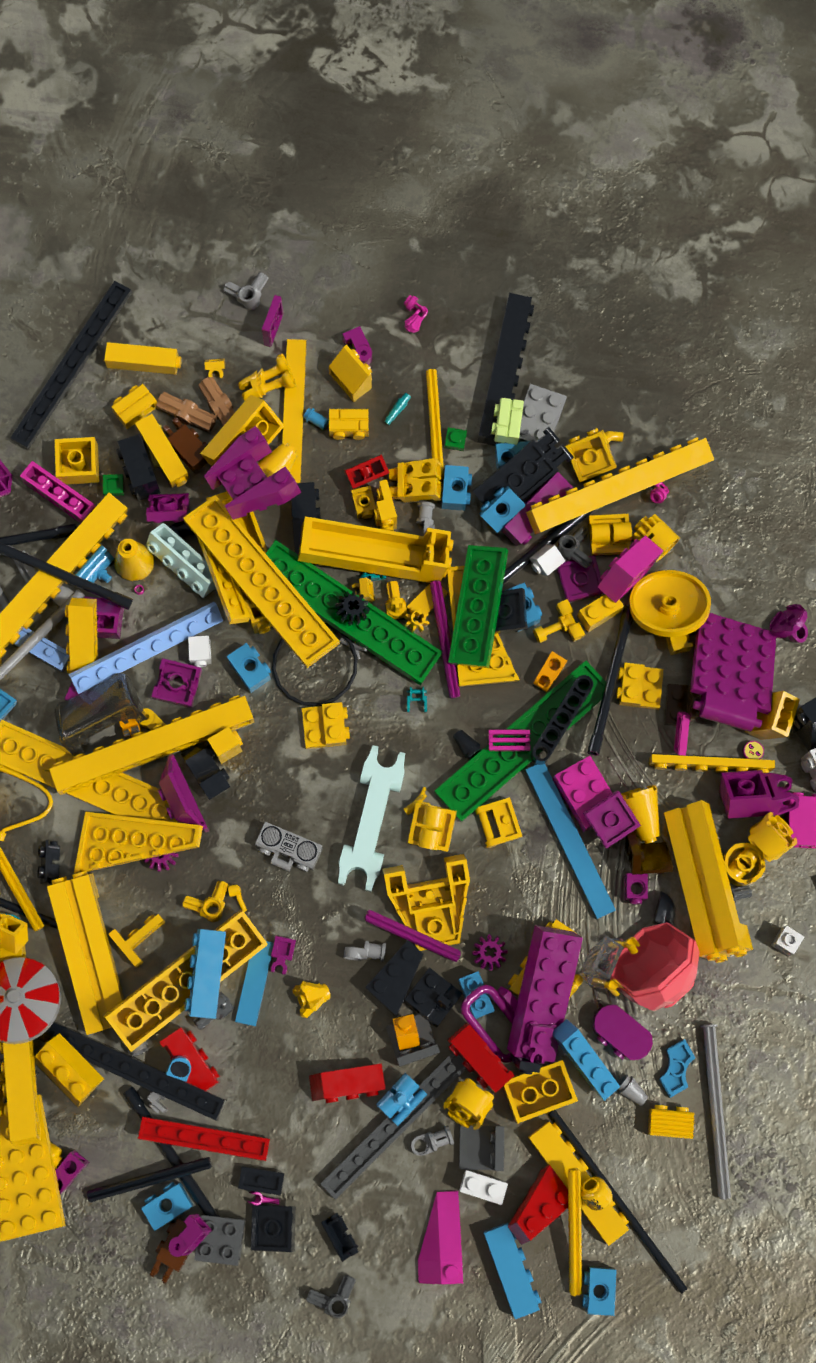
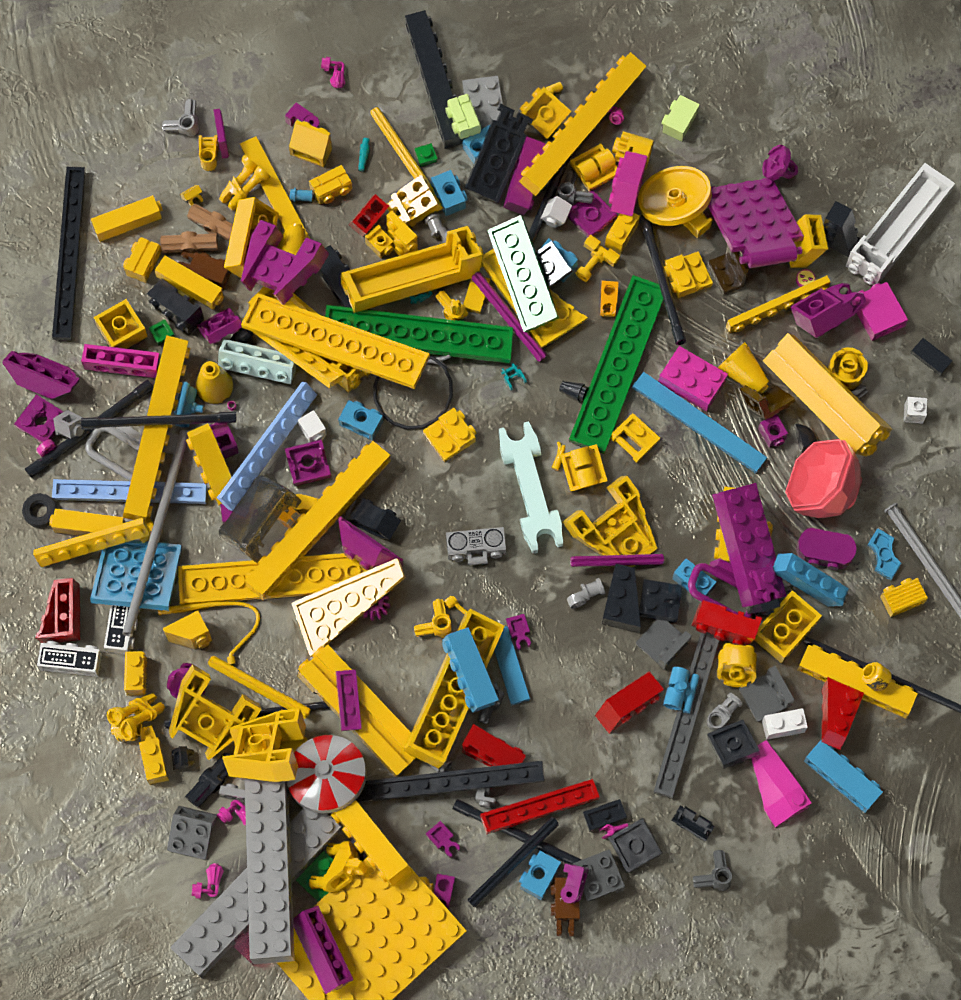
camera: 25 degrees left, 5 degrees down
(47, 854) = (286, 667): black hinge -> none
(68, 1069) = (398, 811): yellow slope -> none
(77, 939) = (348, 700): none -> magenta plate
(95, 1116) = (441, 837): none -> magenta plate
(136, 937) = (391, 681): yellow bracket -> none
(179, 1068) = (490, 757): tile -> none
(225, 744) = (378, 488): yellow brick -> none
(252, 330) = (208, 149): none -> yellow piece
(310, 997) = (562, 651): yellow rock -> none
(350, 601) = (421, 327): black gear -> none
(366, 588) = (420, 308): yellow tile -> none
(406, 1032) = (655, 635): light orange brick -> none
(416, 614) = (481, 314): yellow gear -> none
(422, 1179) = (733, 744): none -> black hinge
(491, 945) = (688, 548): magenta gear -> none
(513, 506) = (504, 181): dark azure brick -> none
(526, 740) = (617, 355): dark pink tile -> none
(566, 711) = (640, 338): black beam -> none
(574, 1224) = (876, 716): yellow axle -> none
(602, 961) = (780, 499): clear torso -> none
(605, 1303) = (922, 742): dark azure brick -> none
(611, 819) = (725, 385): magenta tile -> none
(632, 1090) = (859, 589): light grey cone -> none
(681, 734) = (741, 292): dark pink tile -> none
(720, 527) = (680, 118): none -> yellowish green brick
(772, 837) = (858, 333): yellow brick -> none

